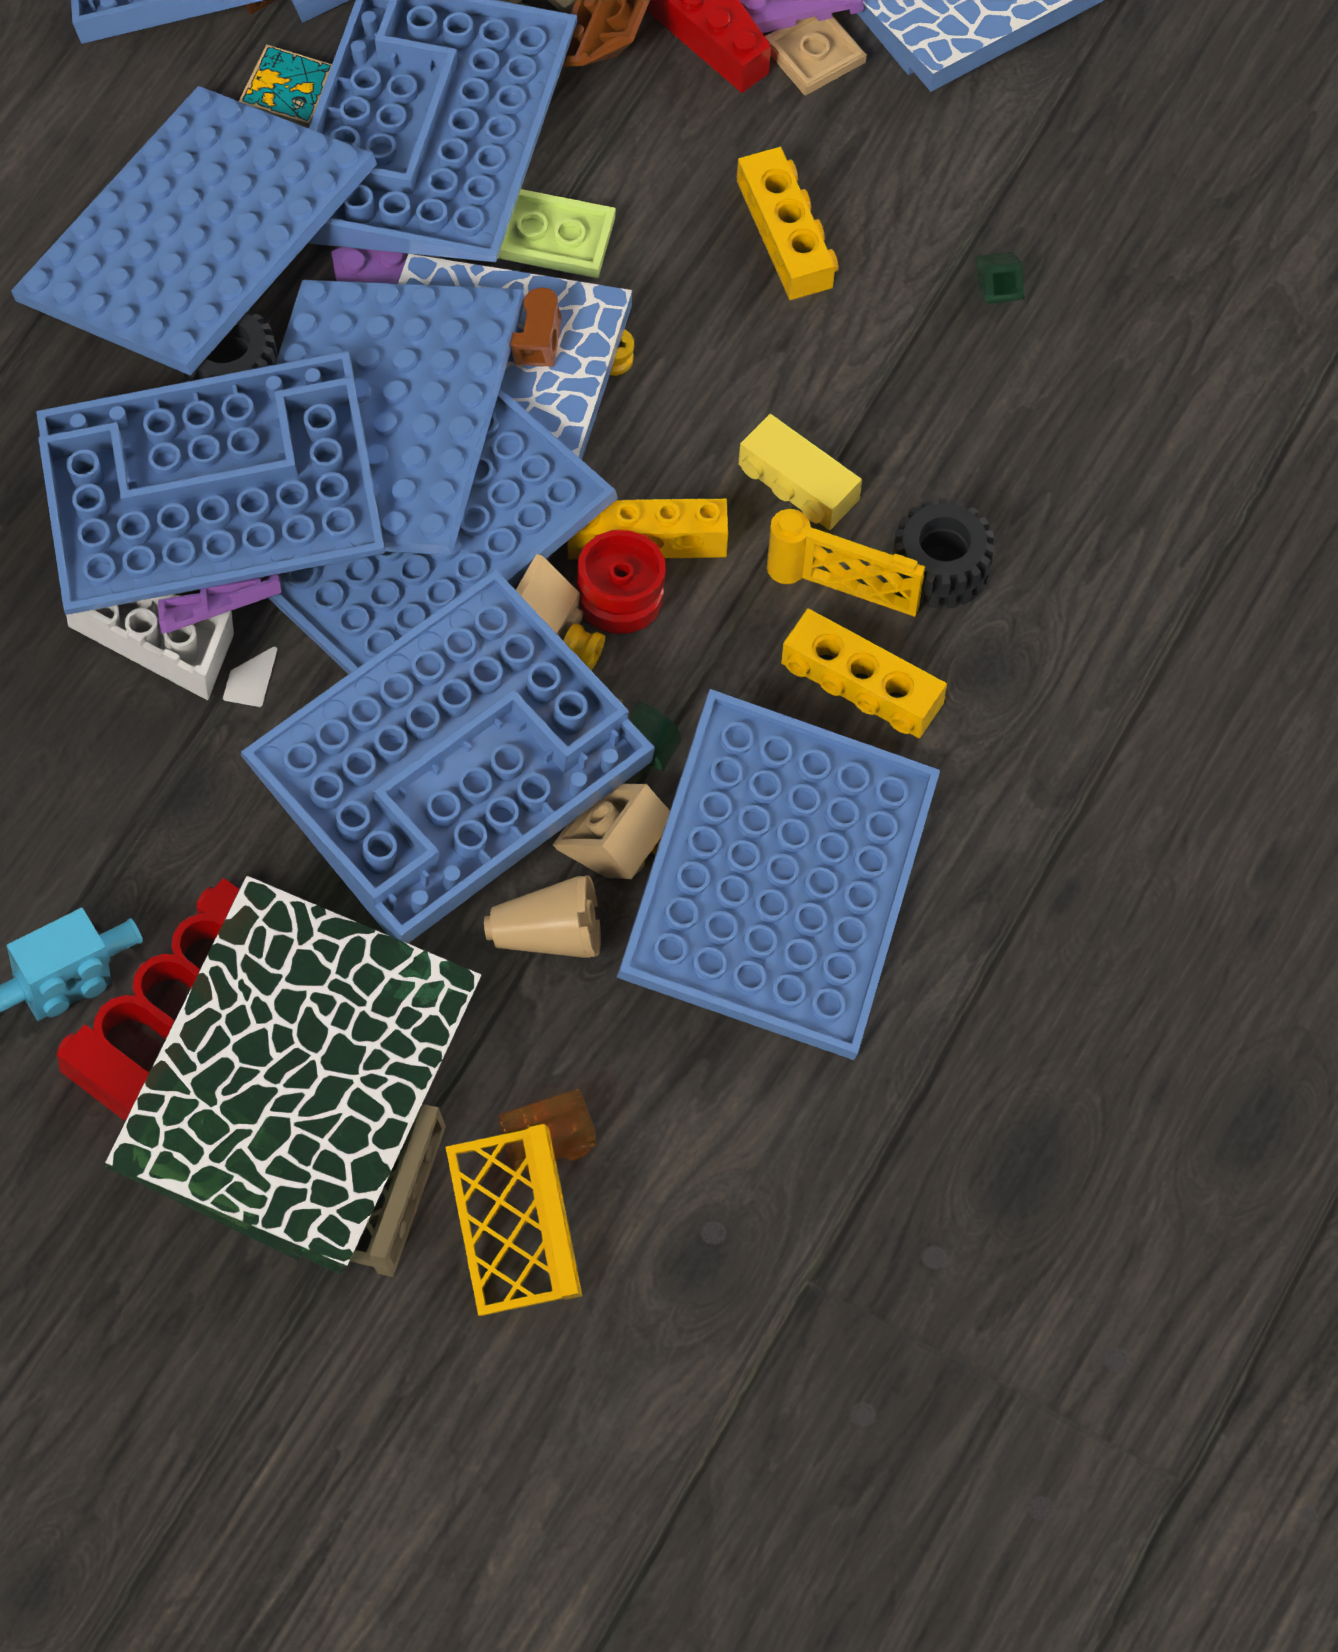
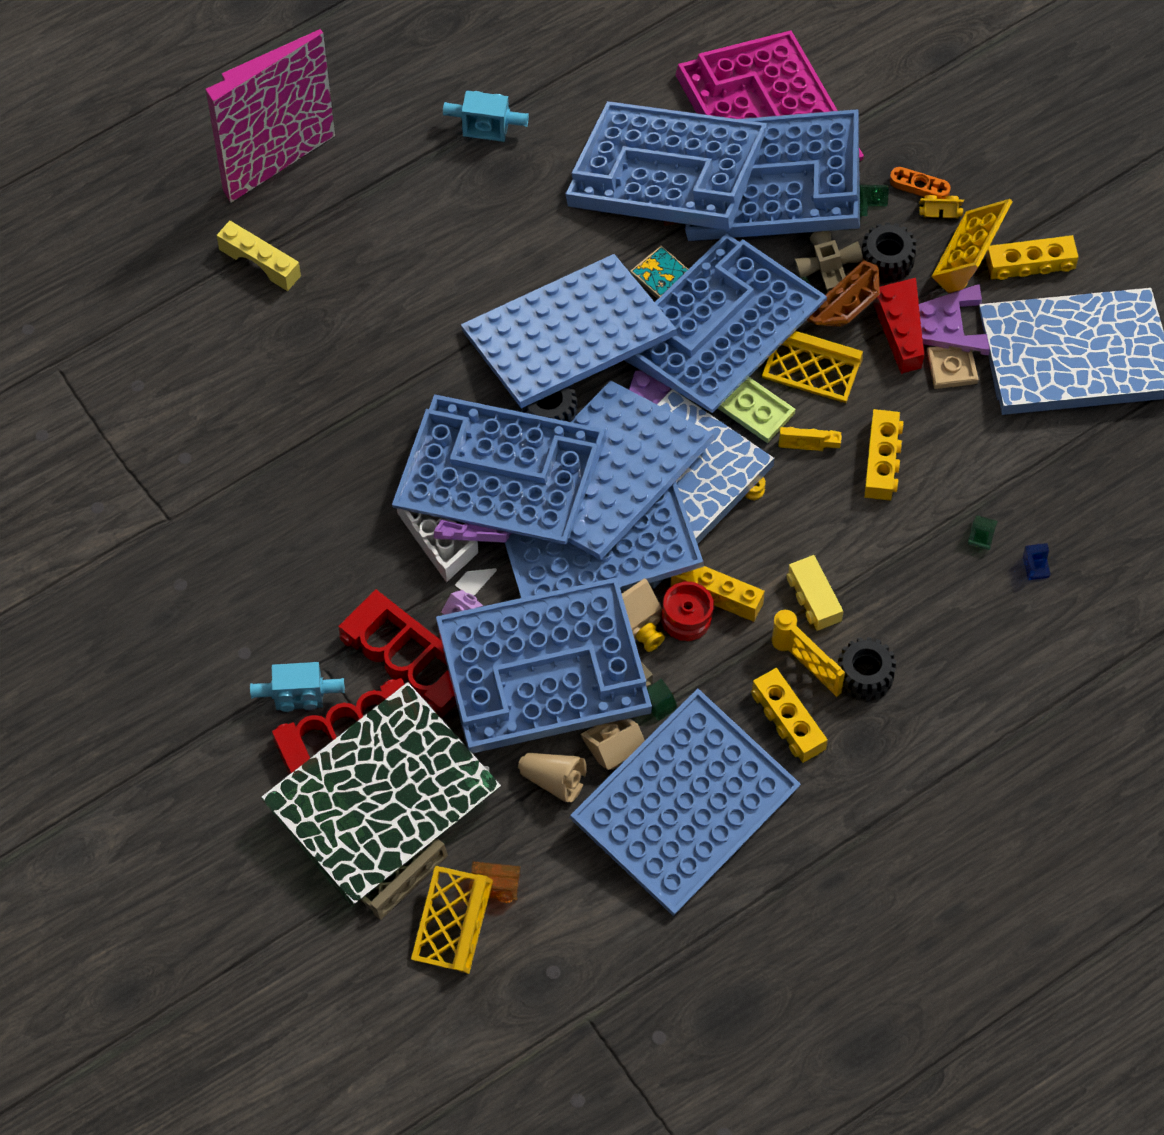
camera: 30 degrees right, 0 degrees up
(115, 805) = (369, 617): none -> red fence
(255, 720) = (459, 602): none -> lavender brick
(541, 331) = (713, 459): dark orange leg -> none
(608, 101) = (822, 349): none -> yellow fence
(659, 245) = (808, 438): none -> yellow hinge
(1100, 288) = (1036, 561): none -> clear blue panel

